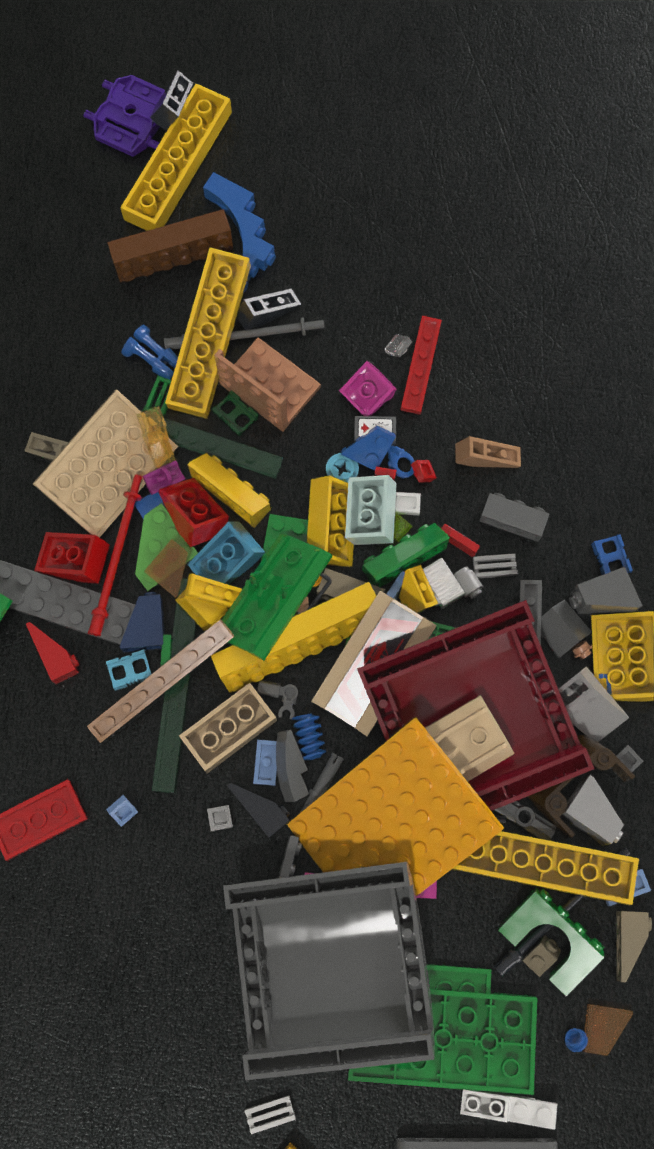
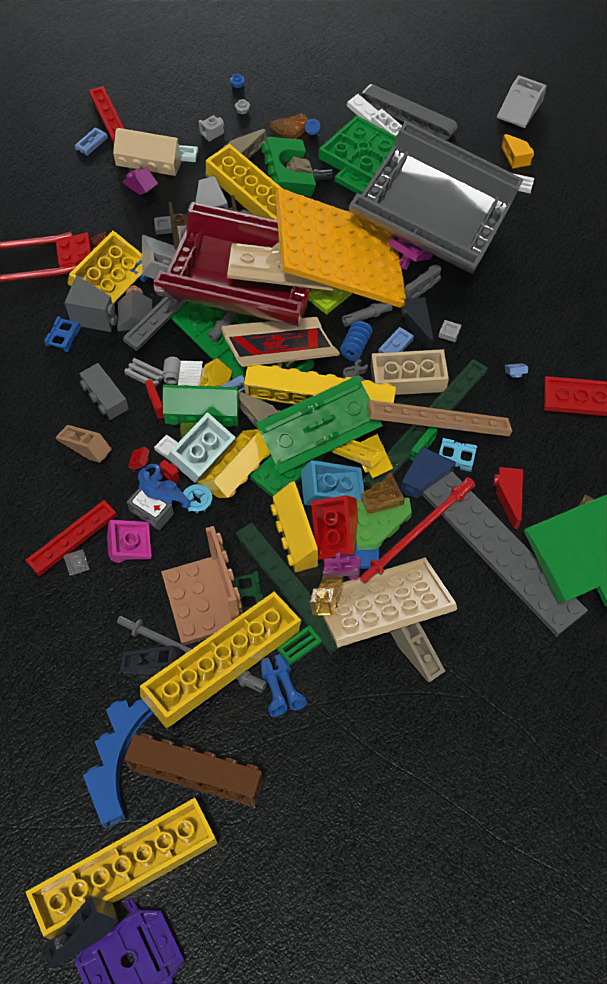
camera: 145 degrees left, 15 degrees down
(72, 556) = (455, 555): red slope -> none
(289, 767) = (382, 328): dark grey slope -> none

